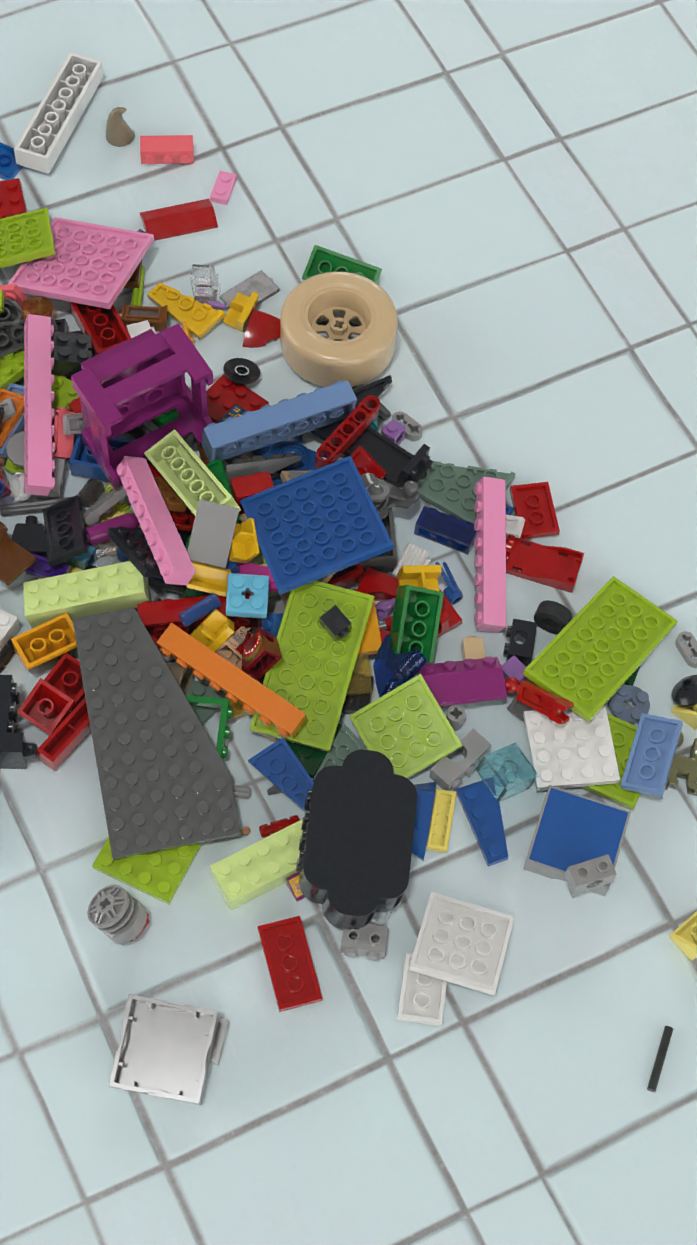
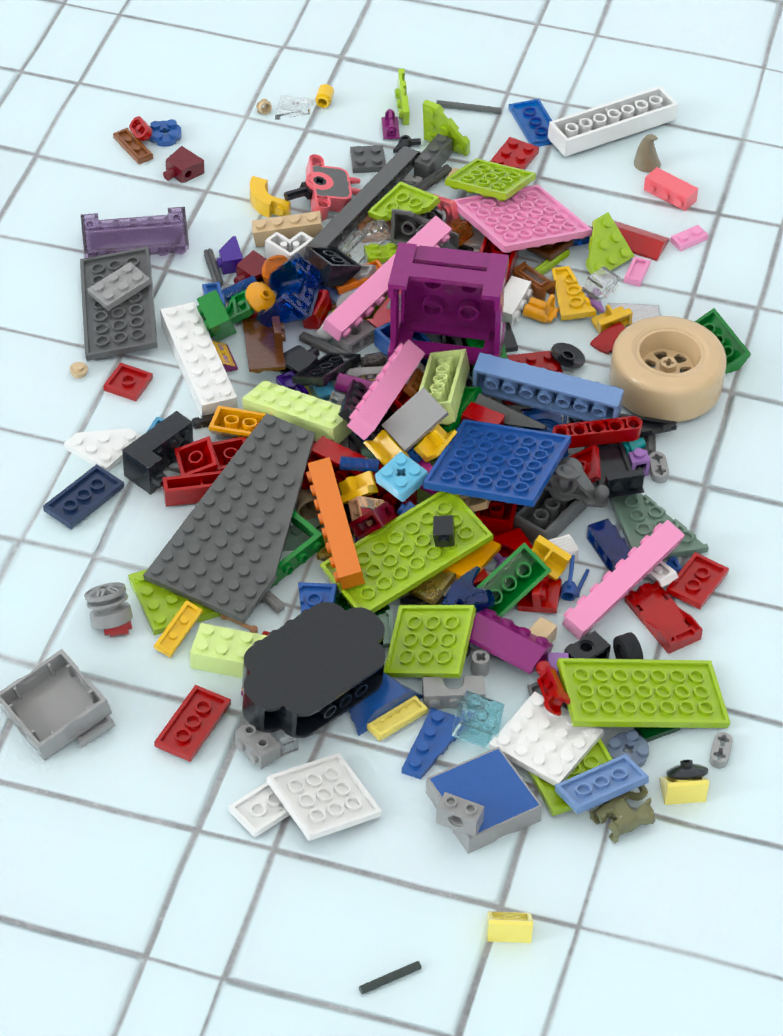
camera: 45 degrees right, 15 degrees down
(175, 243) = (606, 245): none -> lime plate
(189, 884) = (178, 629): none -> yellow tile
(213, 248) = (637, 271): none -> bright pink tile

